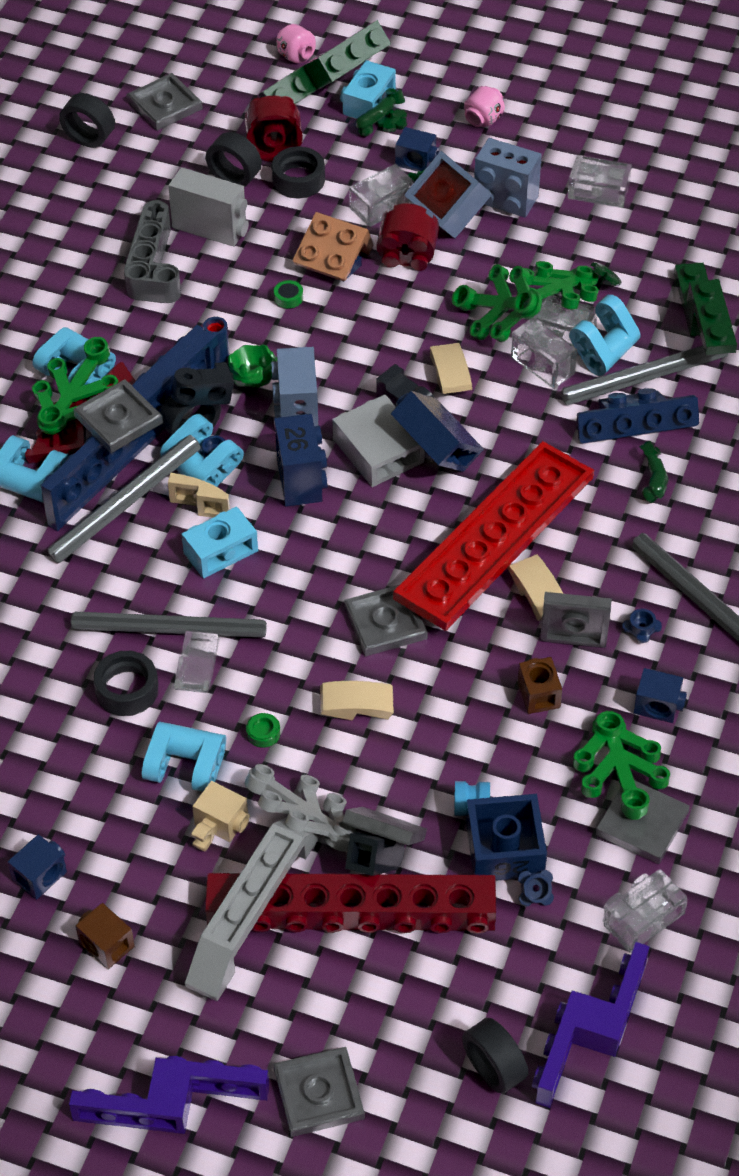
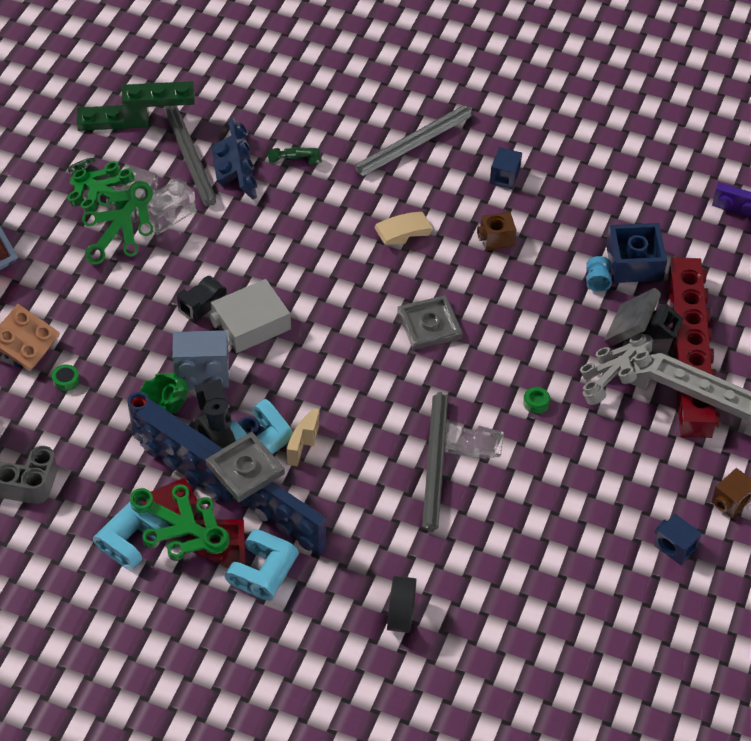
camera: 90 degrees left, 0 degrees up
(123, 499) = (310, 488): dark grey axle -> none
(126, 703) = (503, 469): black tyre -> none
(188, 743) = (554, 452): medium azure connector -> none
(219, 542) = (354, 423): medium azure brick -> none
(219, 814) = (621, 422): tan brick -> none
(300, 459) = (279, 360): dark blue brick -> none
(350, 698) = (510, 339): tan slope -> none
(407, 237) = (25, 281): dark red brick -> none
(436, 431) = (260, 266): dark blue brick -> none
(451, 368) = (176, 266): tan slope -> none
(493, 536) = (357, 247): red plate -> none
(544, 893) = (671, 244): dark blue plate -> none
(575, 619) = (448, 200): flat silver tile -> none
(603, 352) = (150, 159): medium azure connector -> none
(611, 730) = (536, 197): green plant -> none
(639, 618) = (439, 173): dark blue plate -> none
(644, 909) = (682, 189): clear brick -> none
(650, 834) = (606, 188): flat silver tile -> none

